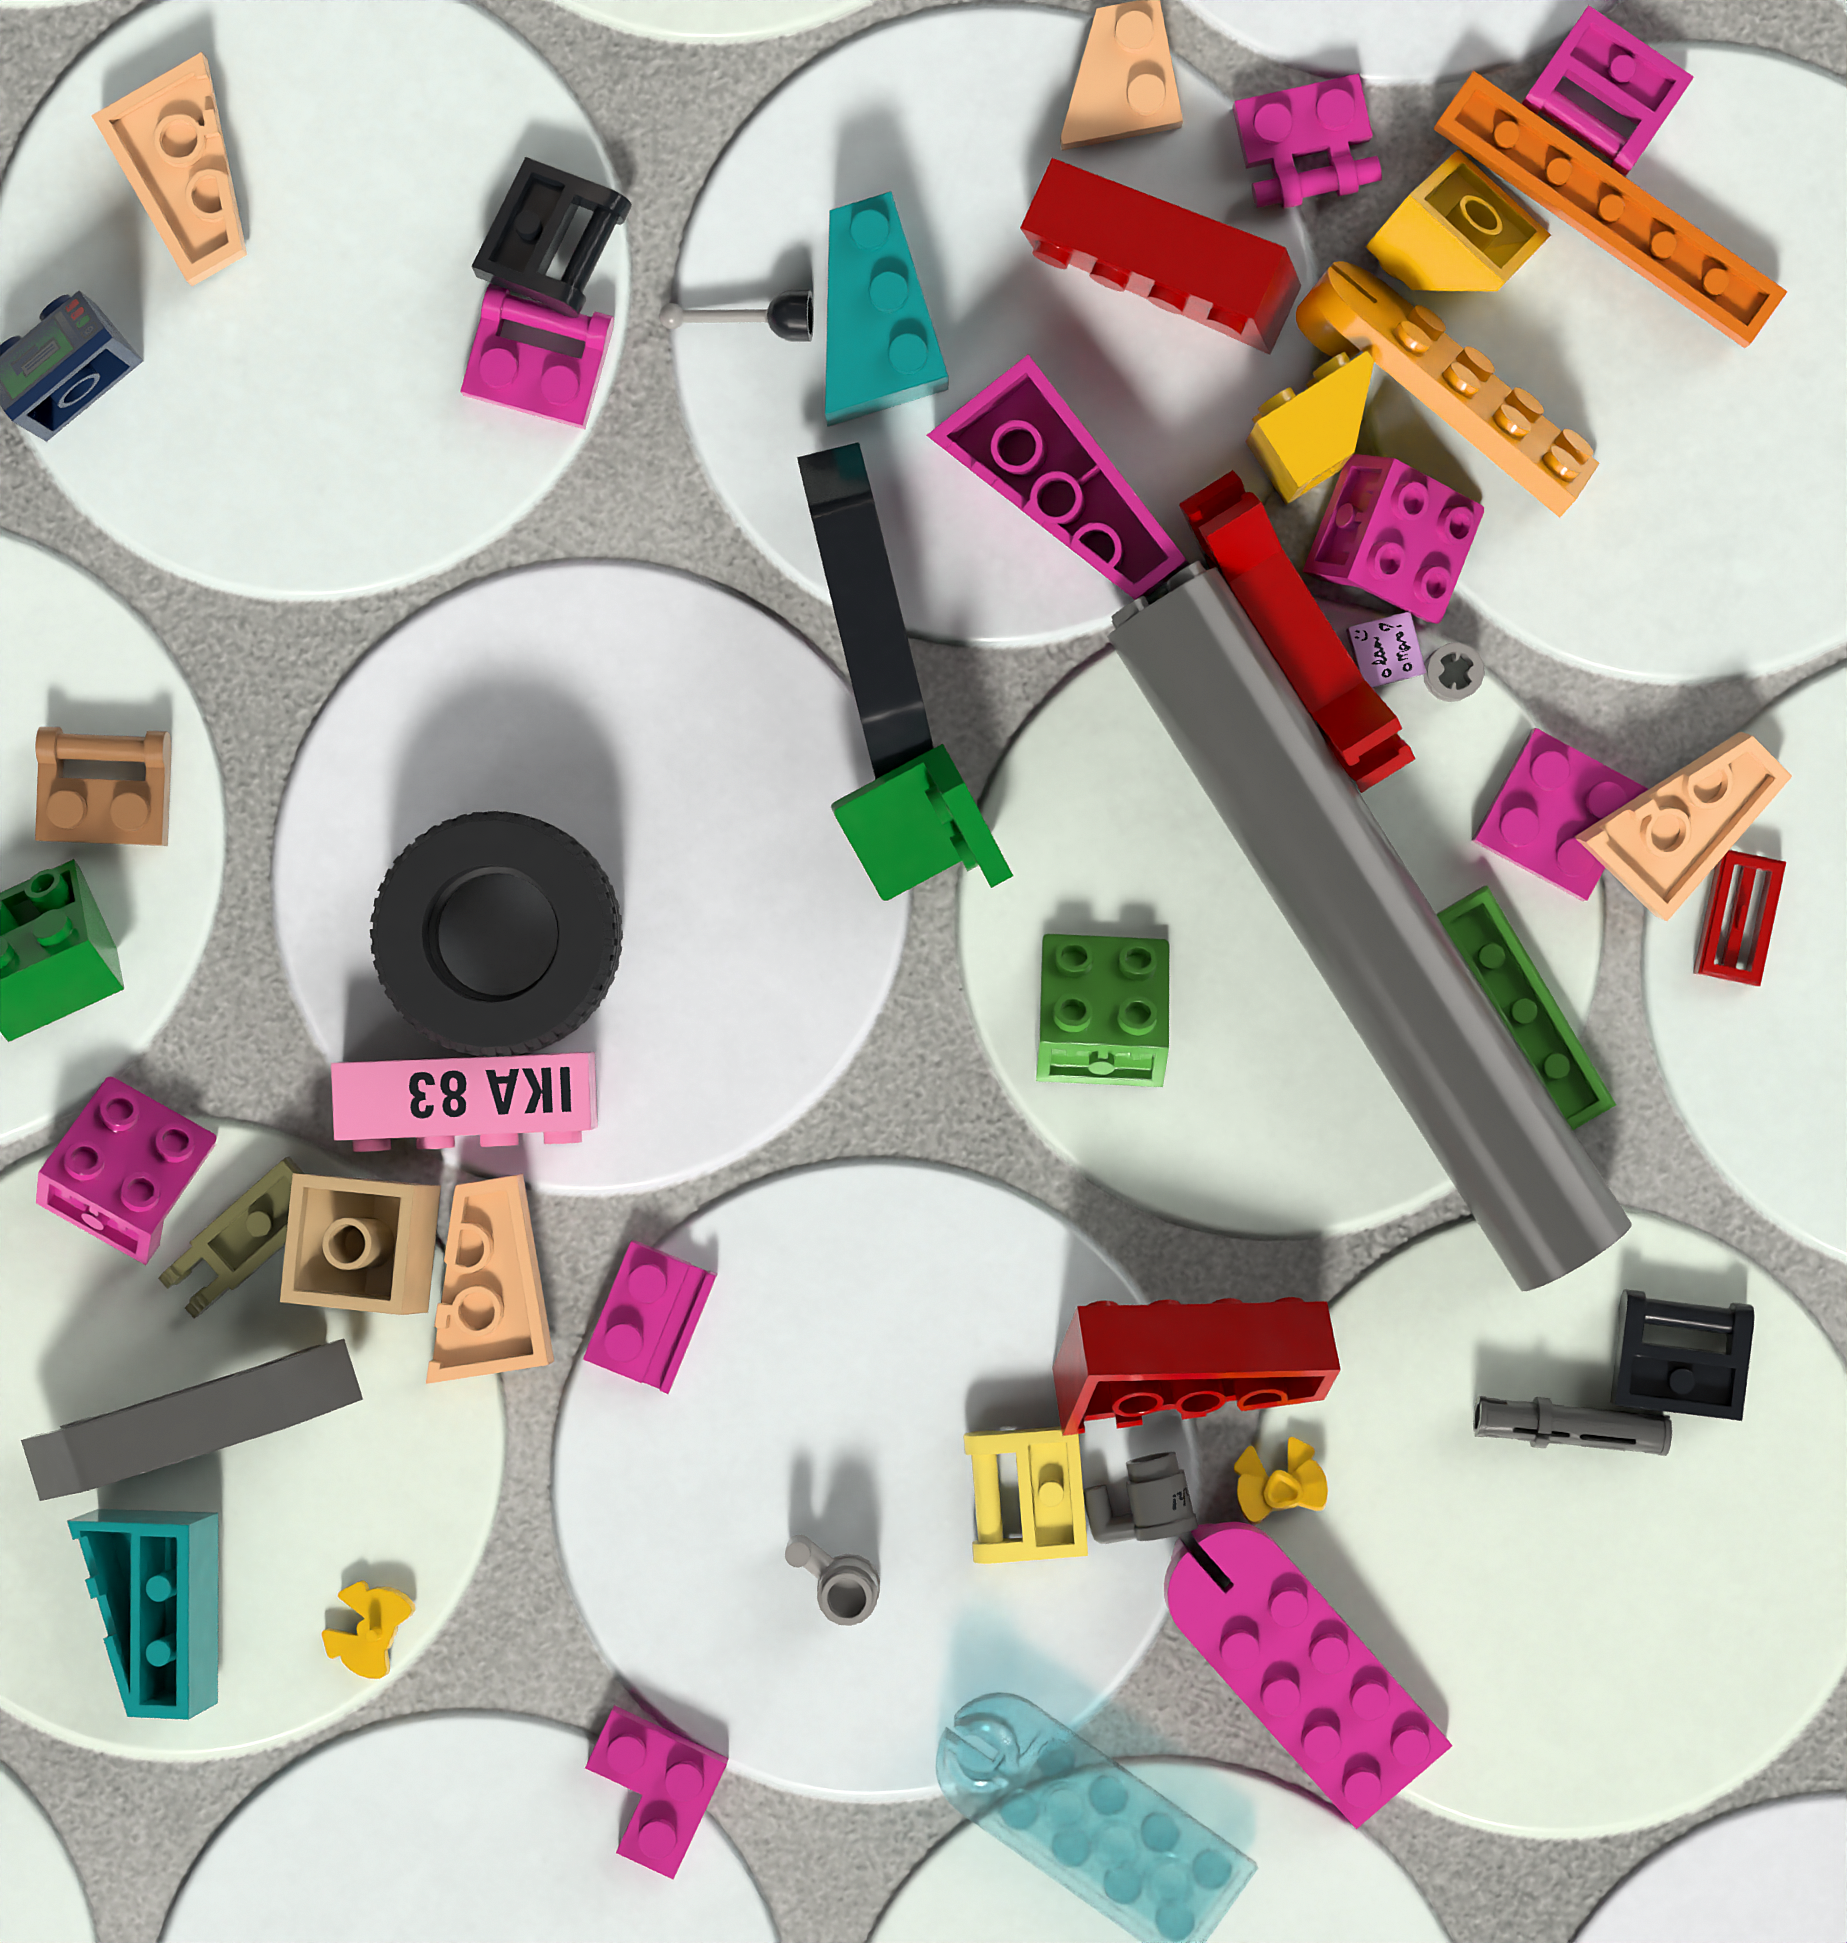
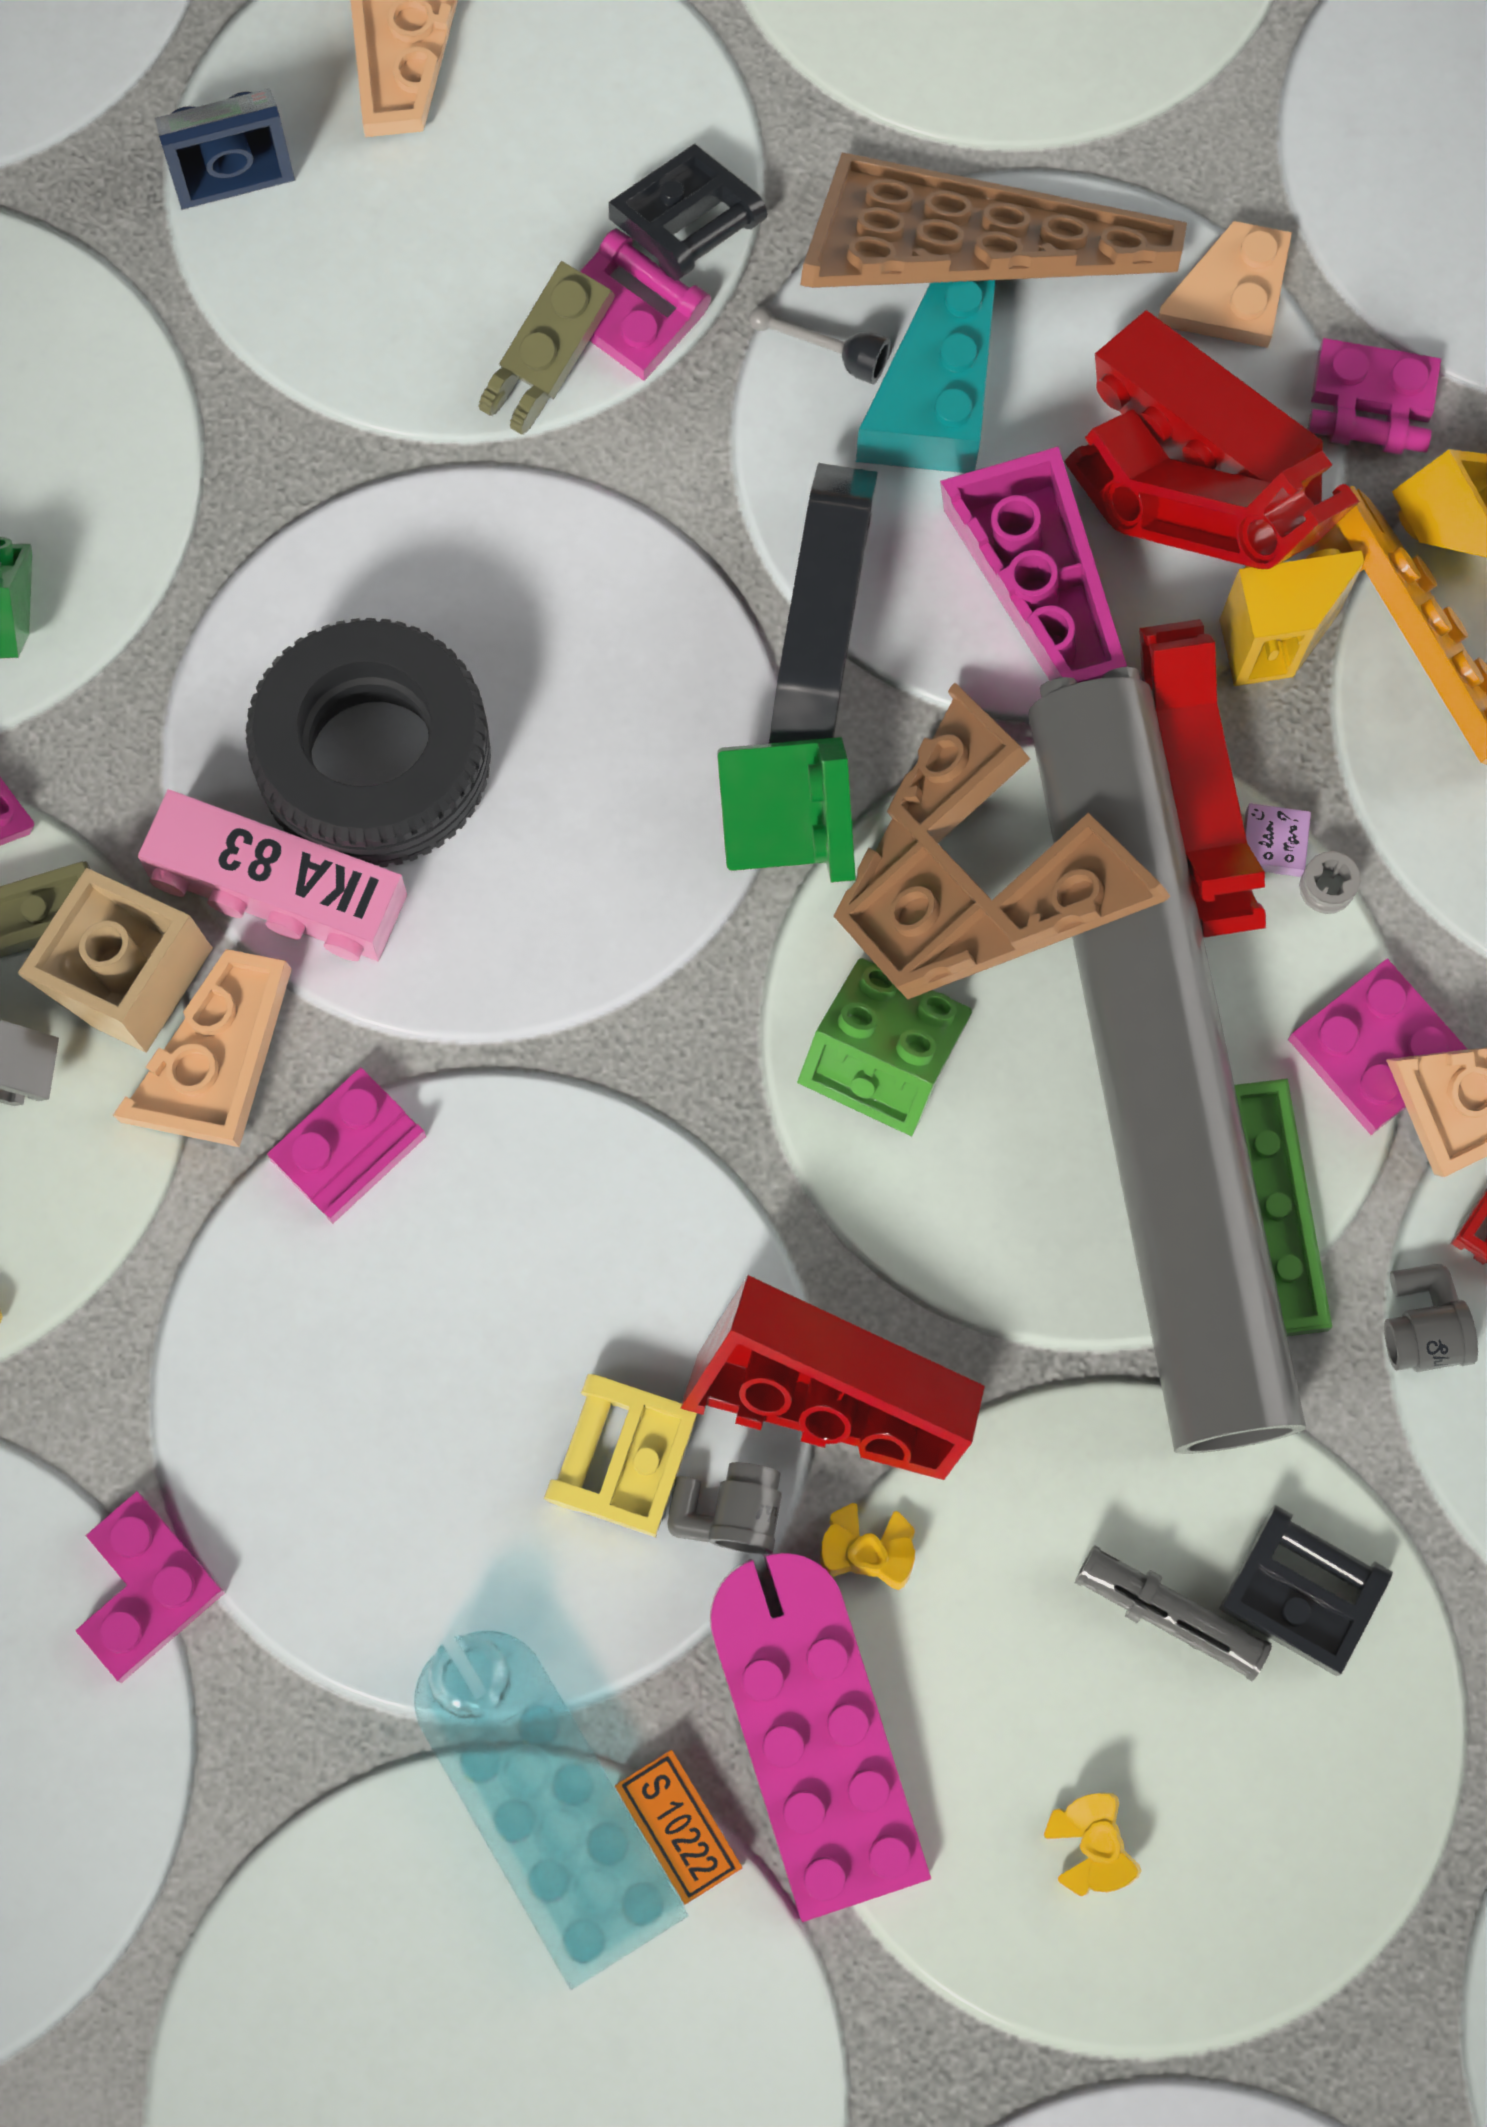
camera: 20 degrees right, 15 degrees down
(102, 808) = (78, 512): medium nougat plate -> none
(478, 440) = (548, 344): none -> olive hinge
(816, 151) = (932, 226): none -> medium nougat wing
(846, 1583) = (410, 1466): light grey piece -> none
(1085, 876) = (928, 917): none -> medium nougat wing
(1190, 357) = (1199, 506): none -> red piece
(1215, 1792) = (678, 1827): none -> orange tile
(1395, 535) = (1325, 743): dark pink bracket -> none
(1598, 1668) = (1095, 1821): none -> yellow piece
(1710, 1075) = (1434, 1334): none -> dark grey piece

